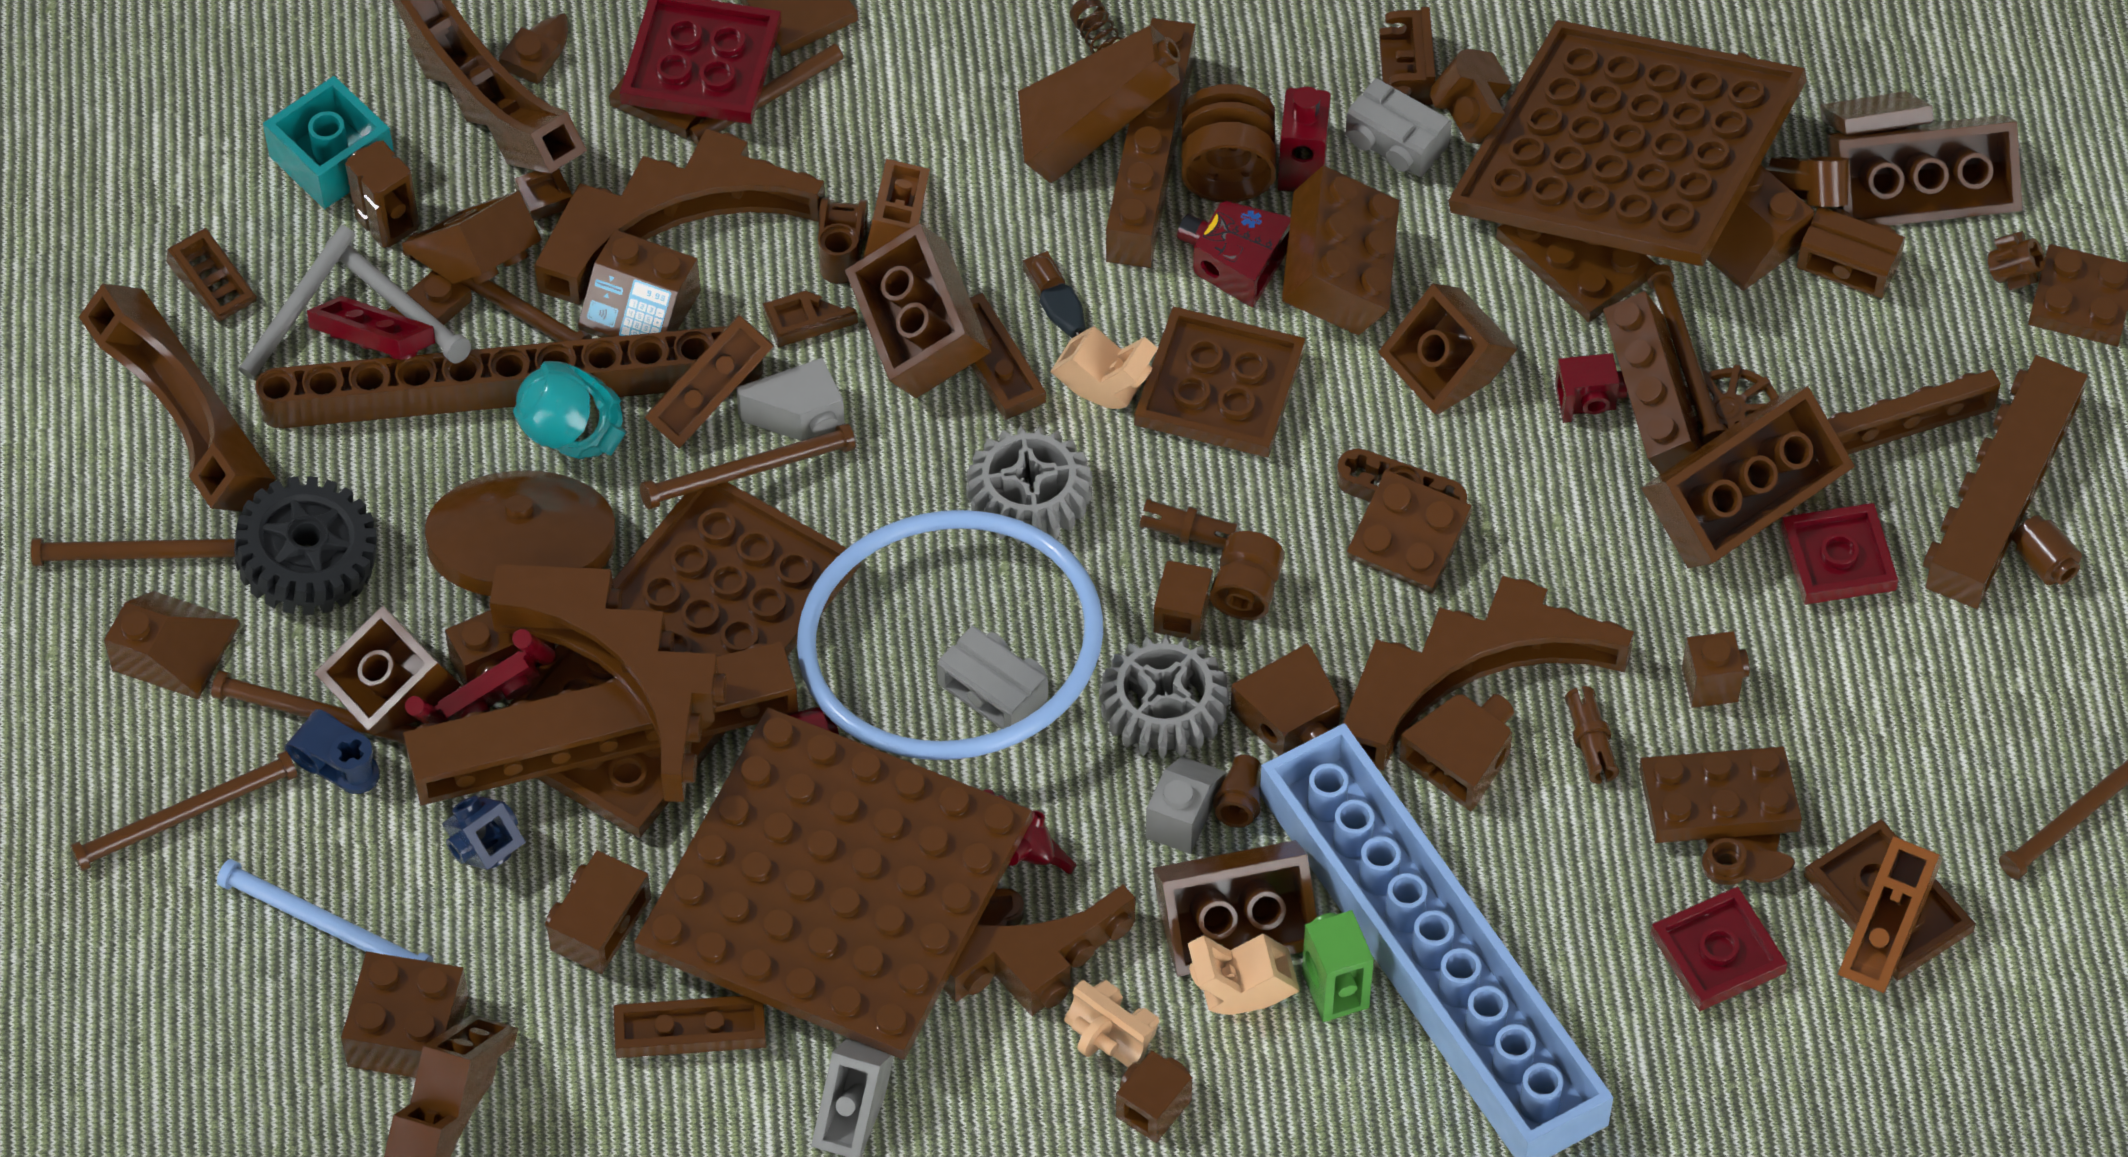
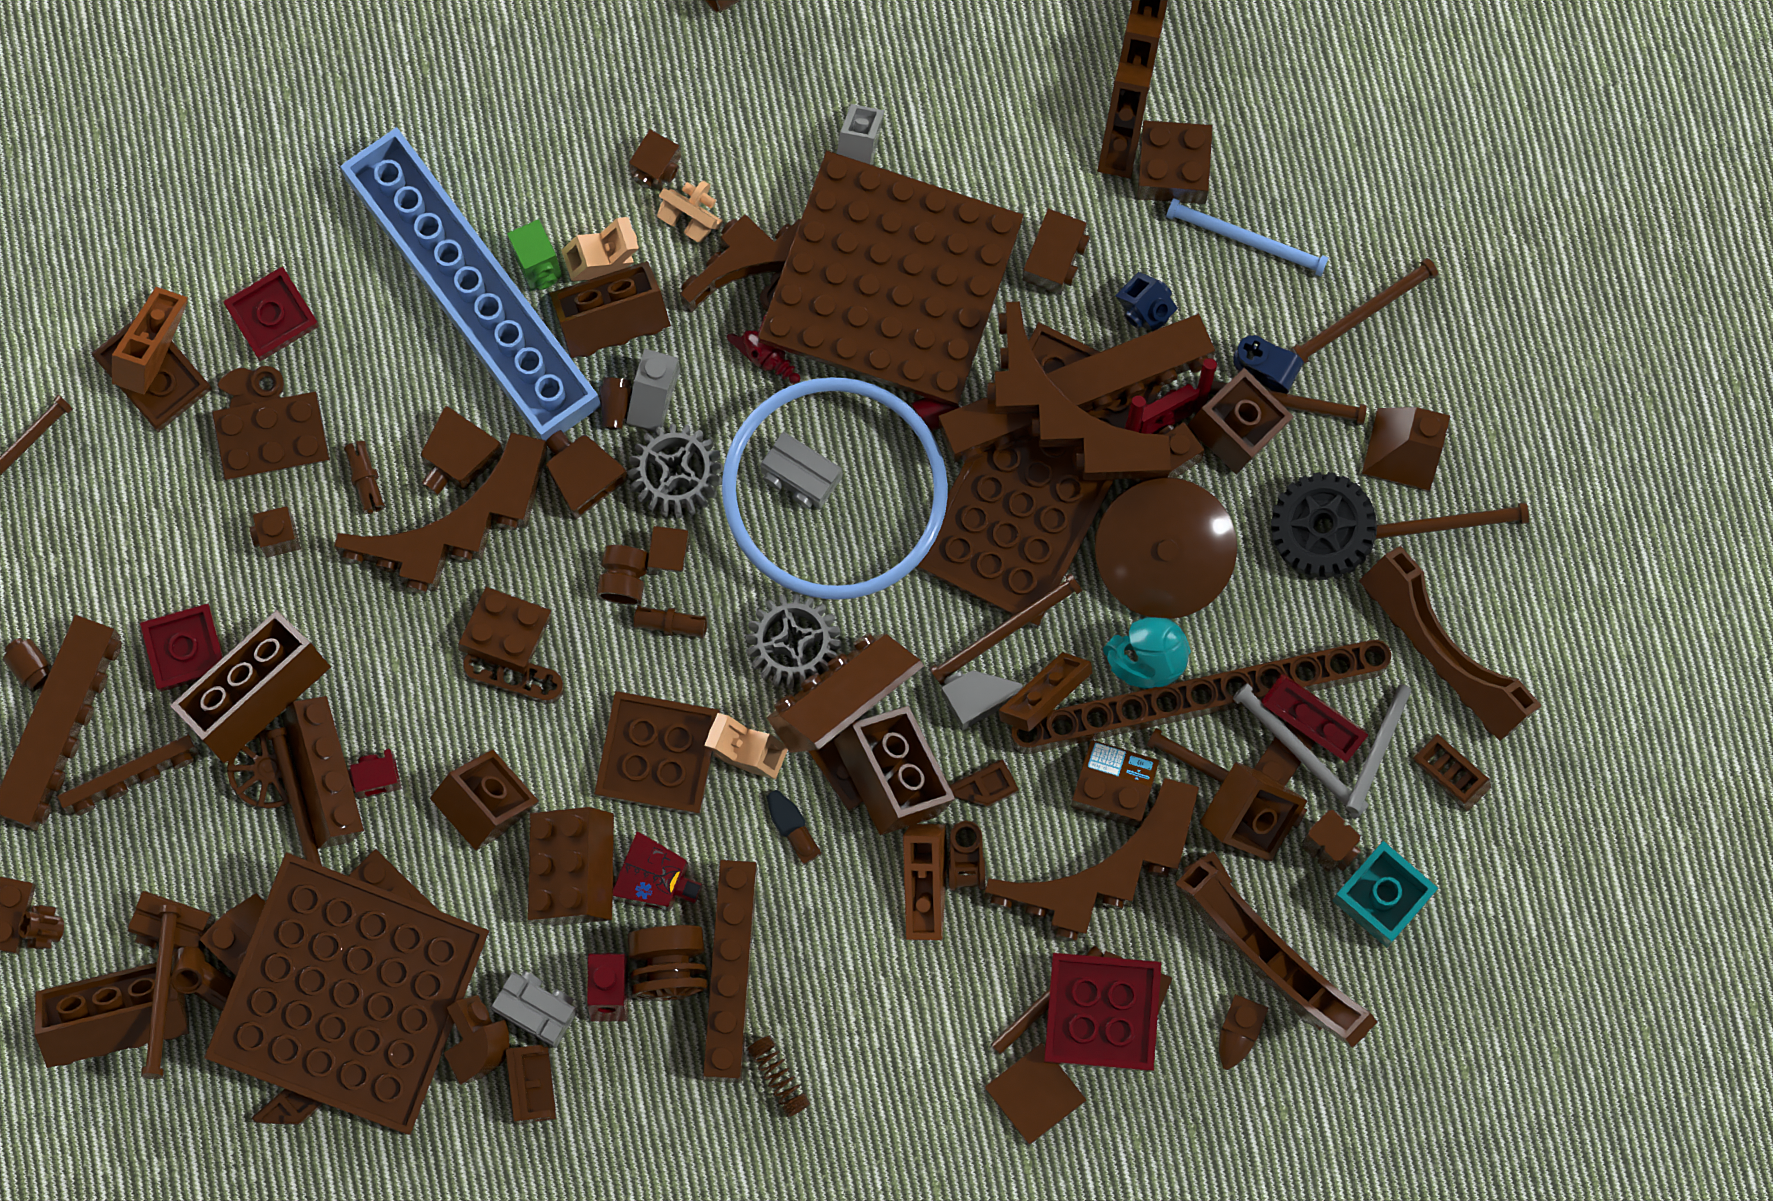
camera: 175 degrees right, 20 degrees up
(688, 1026) = (986, 178): reddish brown plate -> none
(968, 384) = (842, 692): none -> reddish brown slope
(1093, 100) = (783, 984): reddish brown slope -> none
(1867, 57) = (161, 990): none -> reddish brown bar
(1877, 113) = (128, 1055): tile -> none

